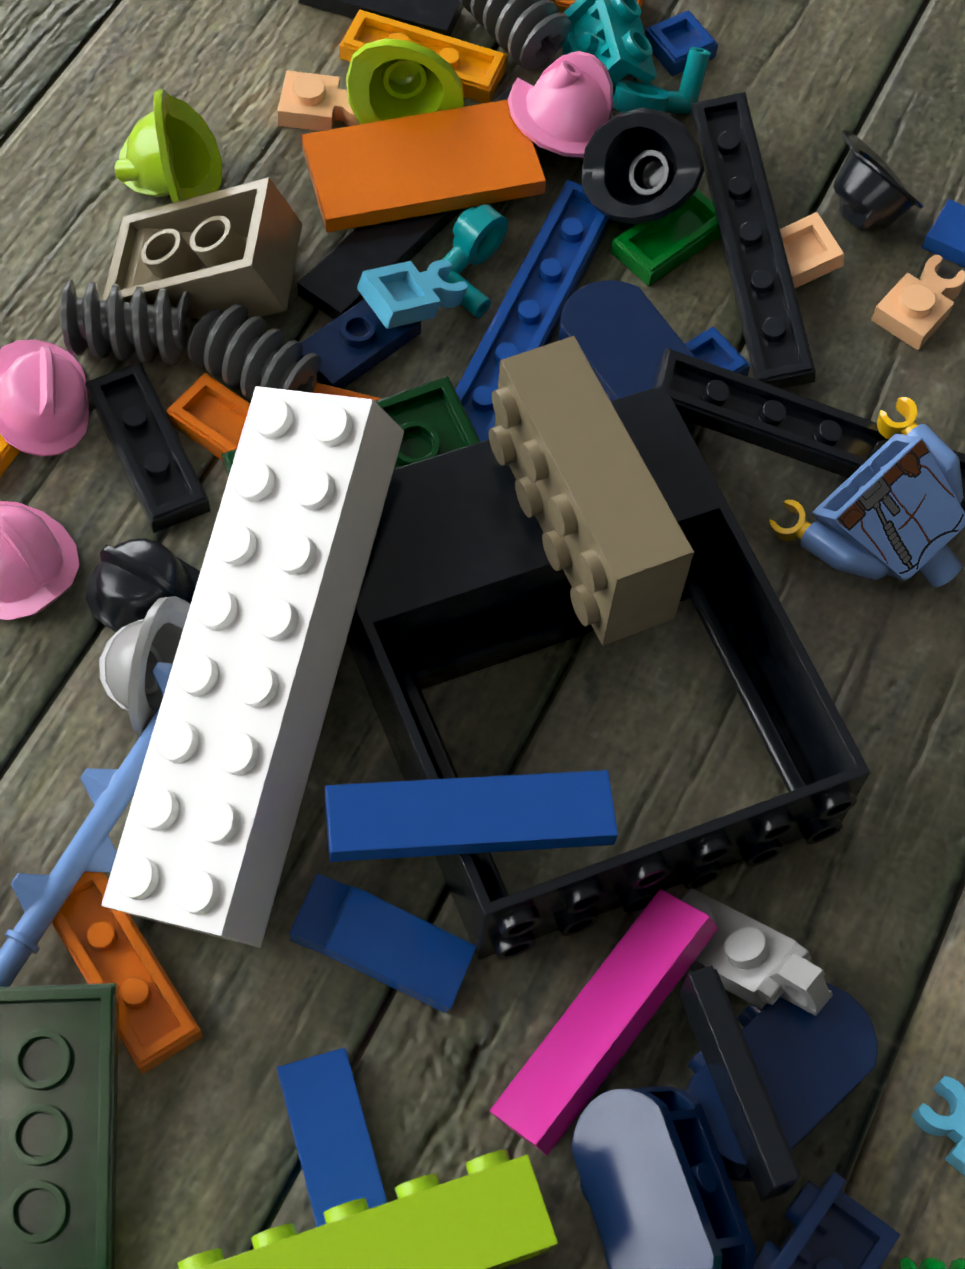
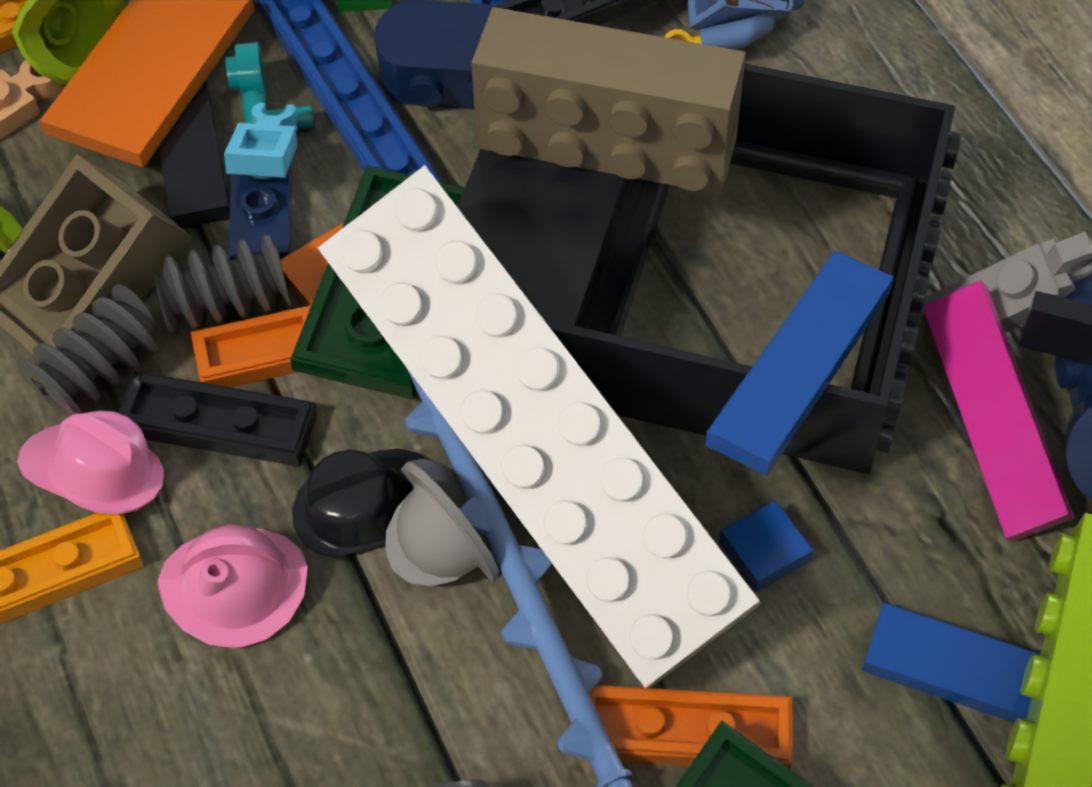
camera: 45 degrees left, 5 degrees down
(399, 949) = (831, 512): blue tile -> none

